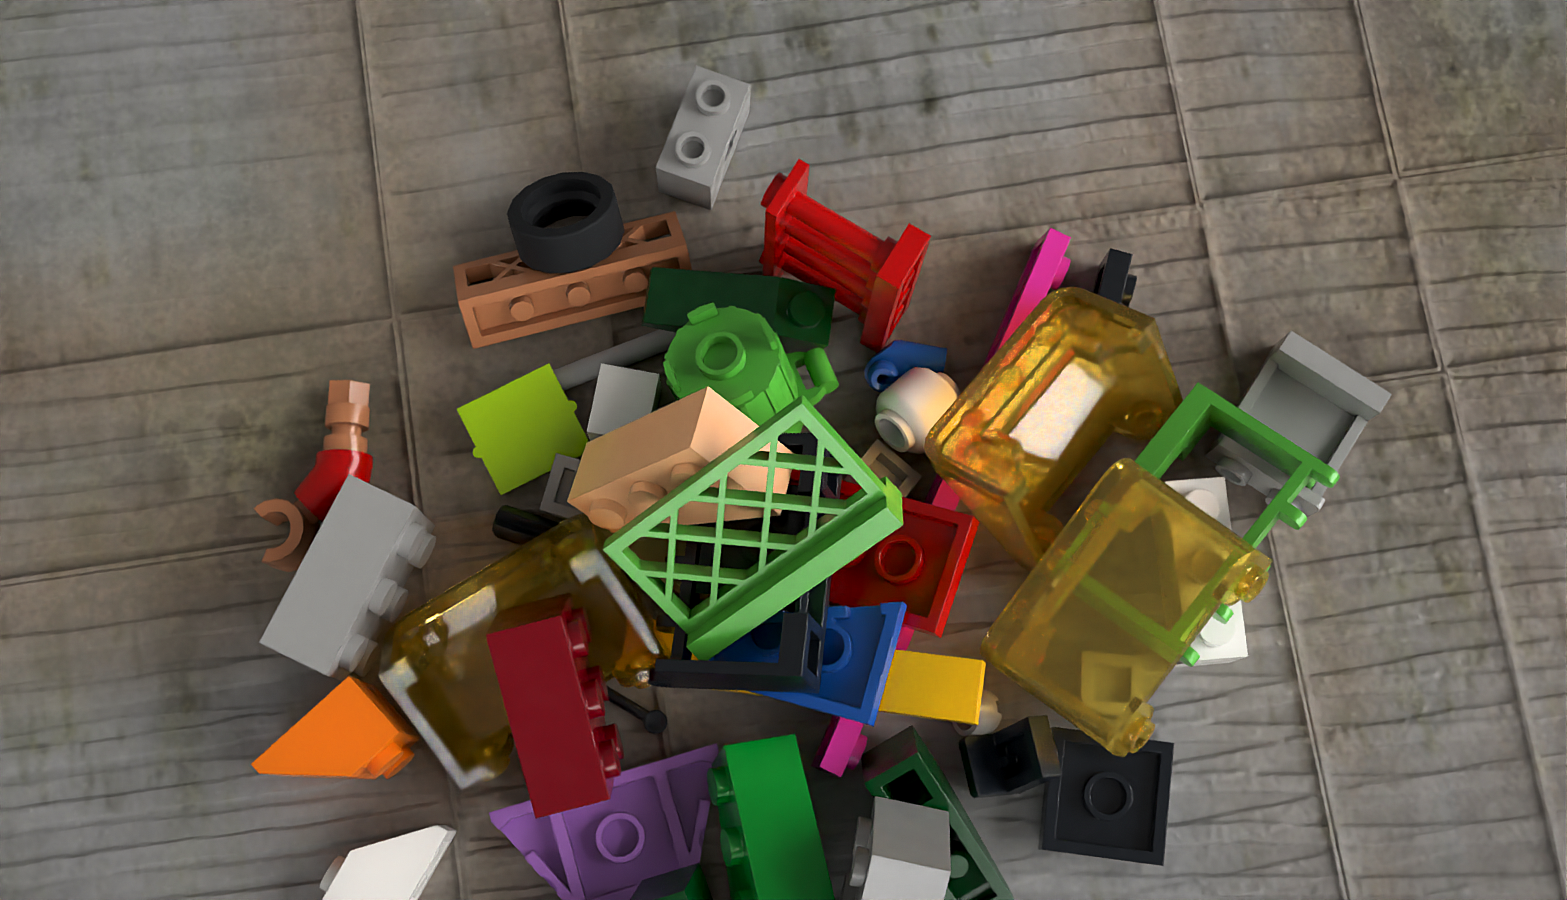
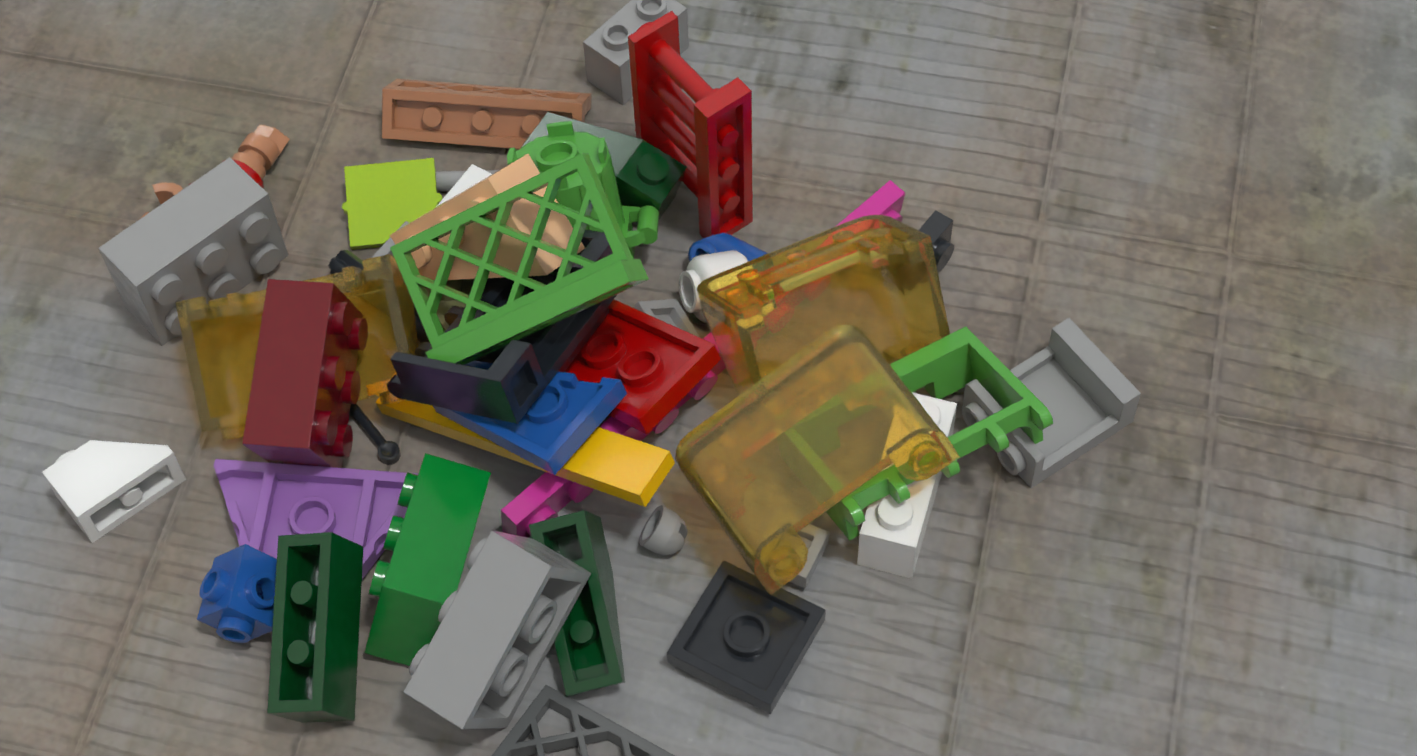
camera: 30 degrees right, 20 degrees down
(343, 737) = (123, 358): orange slope -> none
(573, 245) = (495, 63): black tyre -> none
(1010, 758) = (675, 576): black bracket -> none

